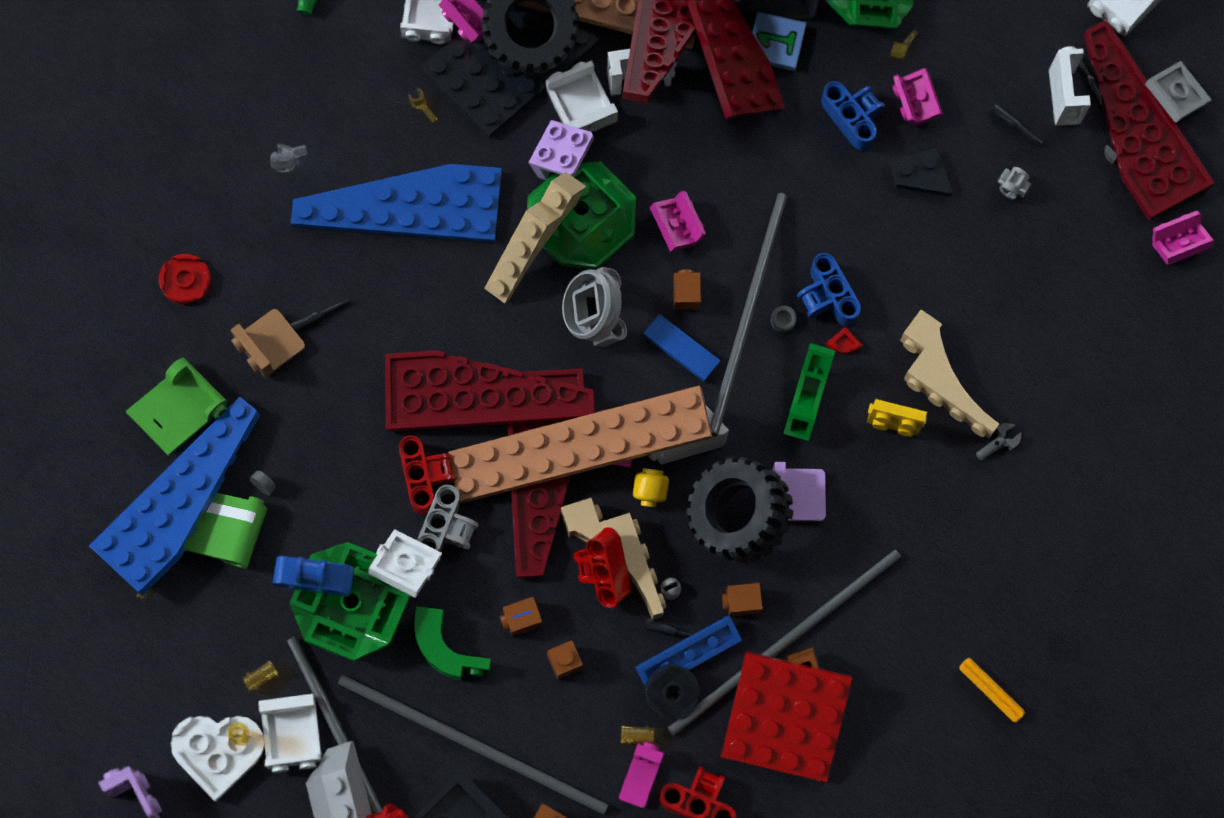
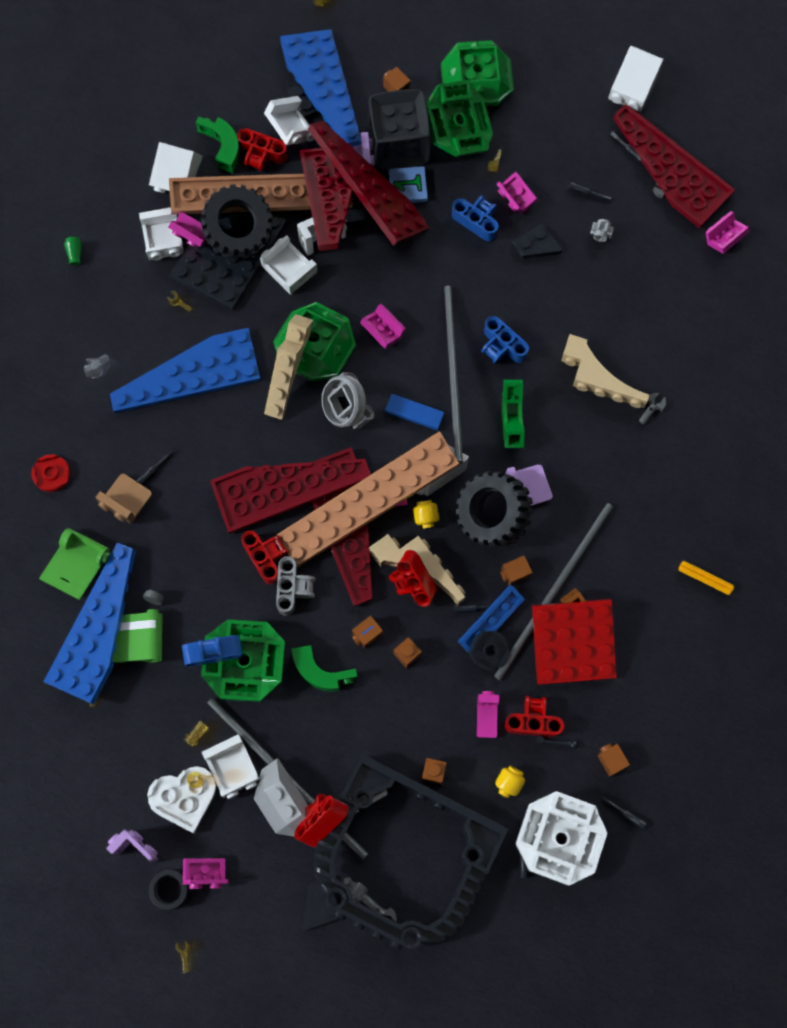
camera: 15 degrees left, 0 degrees up
(404, 563) = (273, 621): white plate -> none
(473, 744) = (362, 732): dark grey piece -> none
(560, 150) = (286, 301): lavender bracket -> none
(637, 735) = (475, 688): clear yellow pin -> none
(672, 593) = (465, 582): light grey hinge -> none
(686, 290) = (405, 371): dark orange brick -> none
(783, 319) = (477, 370): dark grey tile -> none
(844, 342) = (524, 373): red tile -> none
(896, 417) = (578, 412): yellow plate -> none
(1067, 107) = (619, 168): white panel -> none
(1178, 91) = (689, 136): light grey plate -> none

